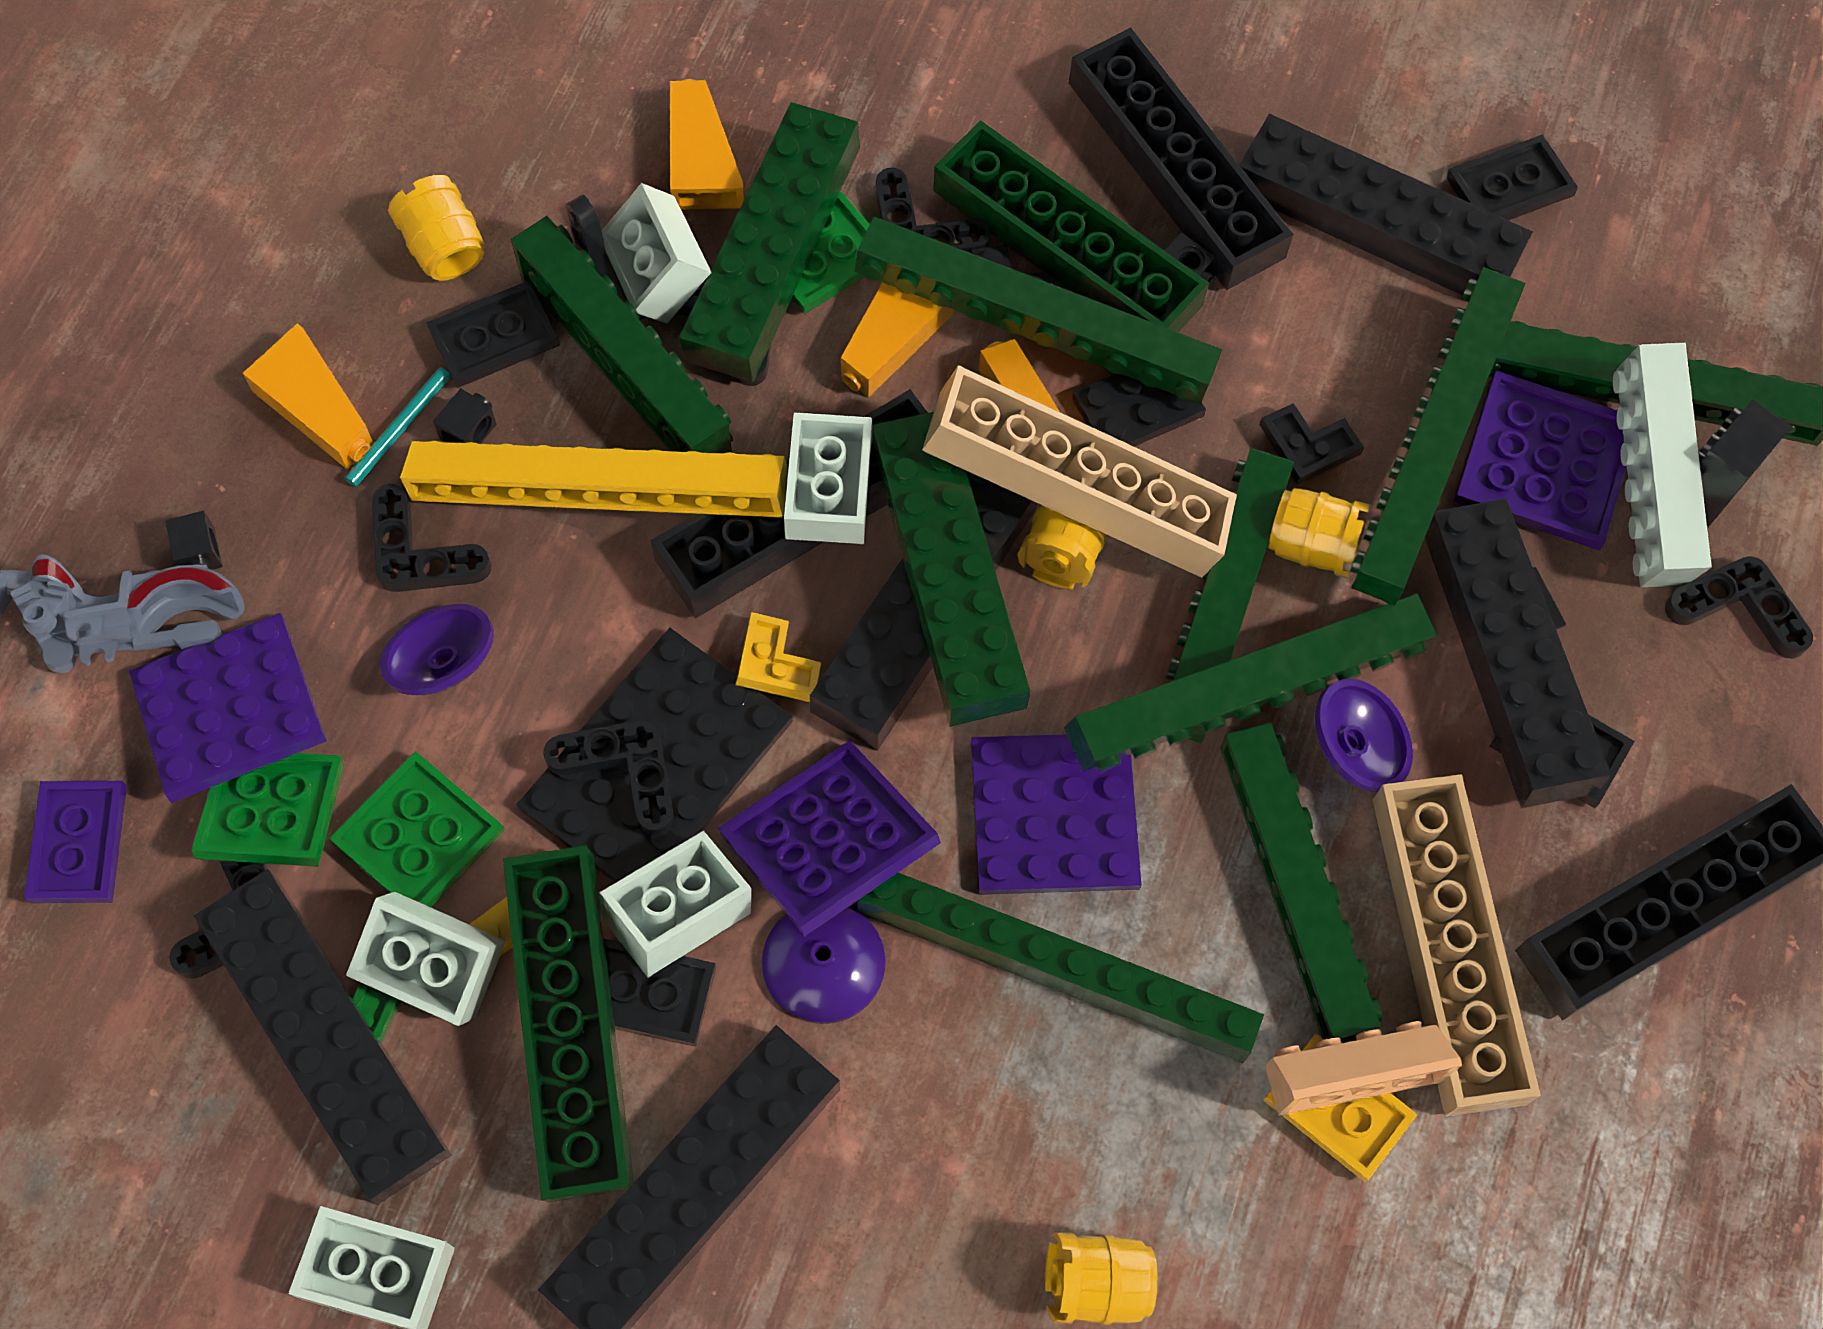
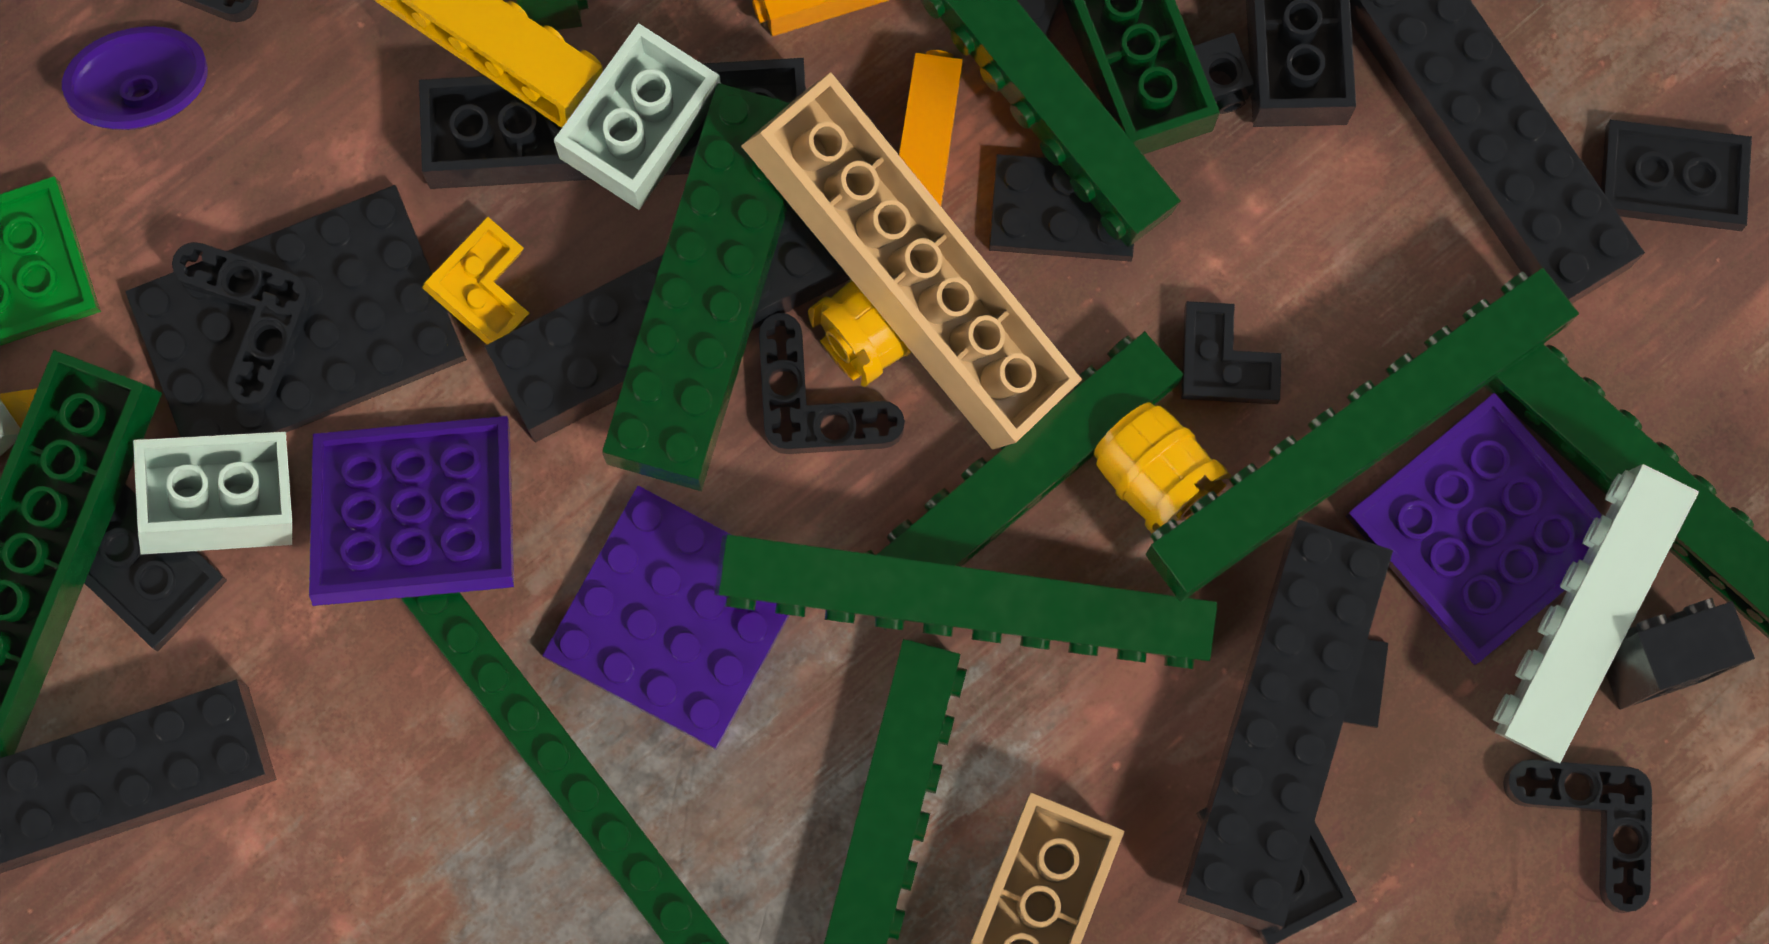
camera: 30 degrees right, 10 degrees up
(830, 988) = (342, 672): dark purple dish -> none
(1059, 629) = (810, 417): none -> black beam
(1363, 734) = (1074, 731): dark purple dish -> none

